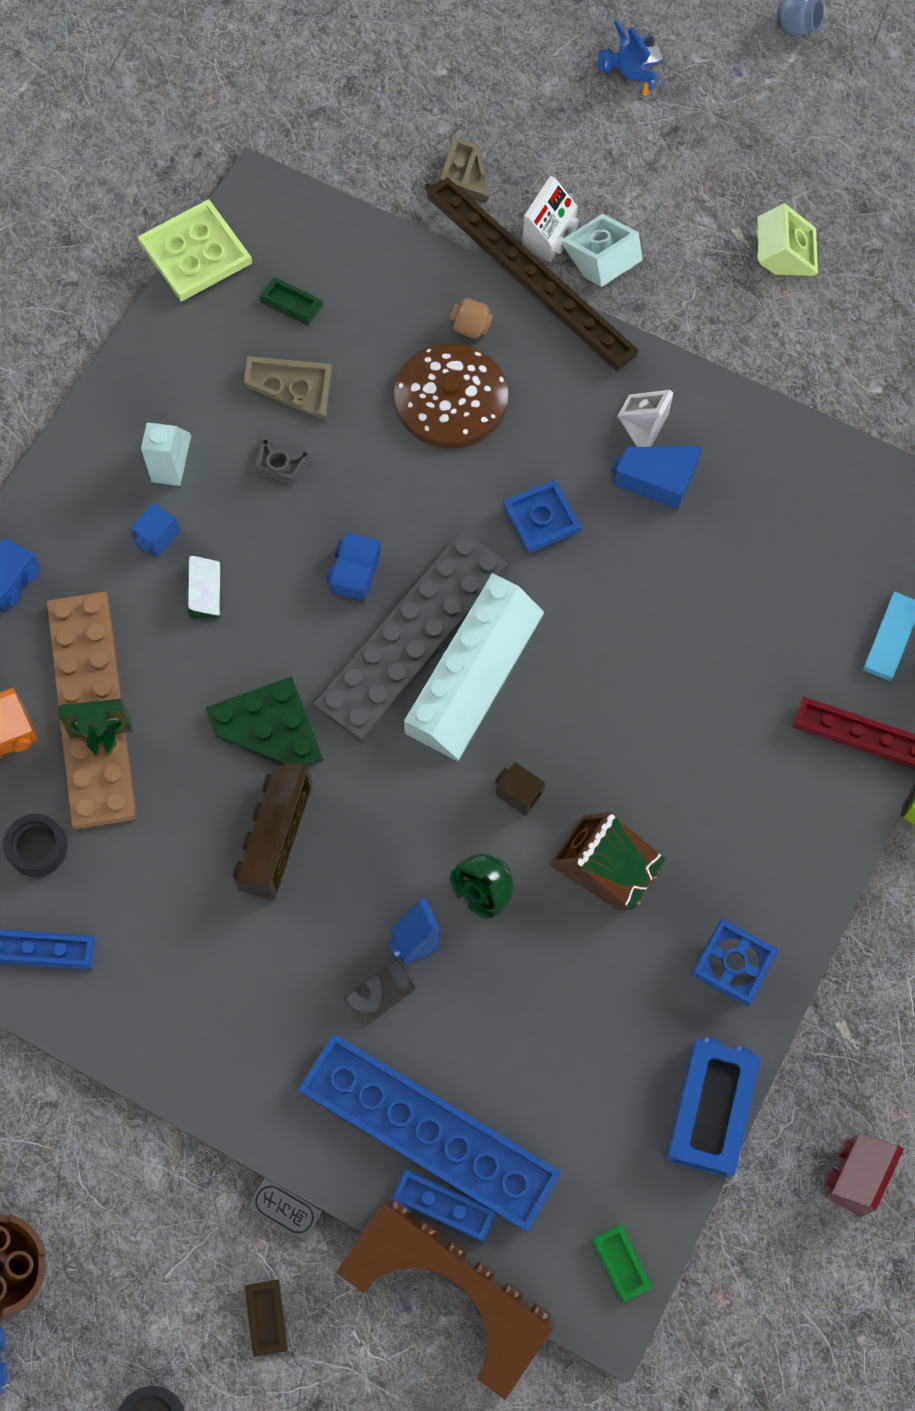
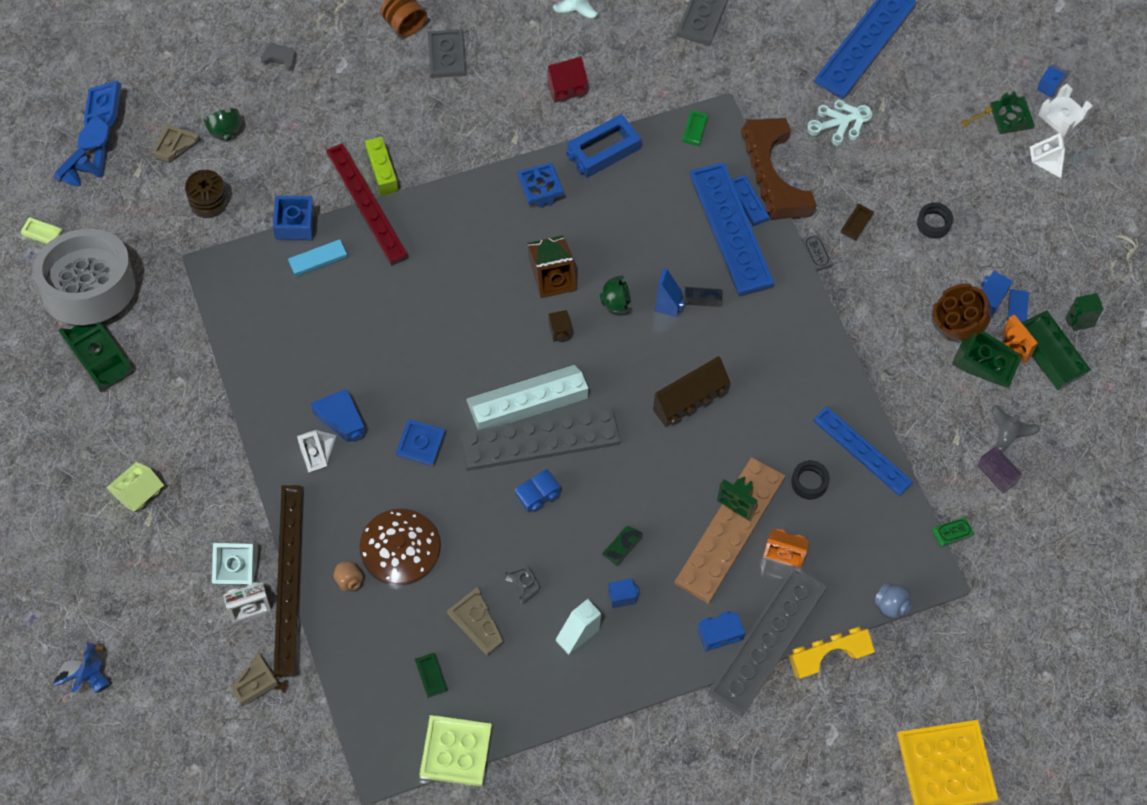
camera: 140 degrees left, 5 degrees down
(268, 724) = (649, 452): dark green plate -> none

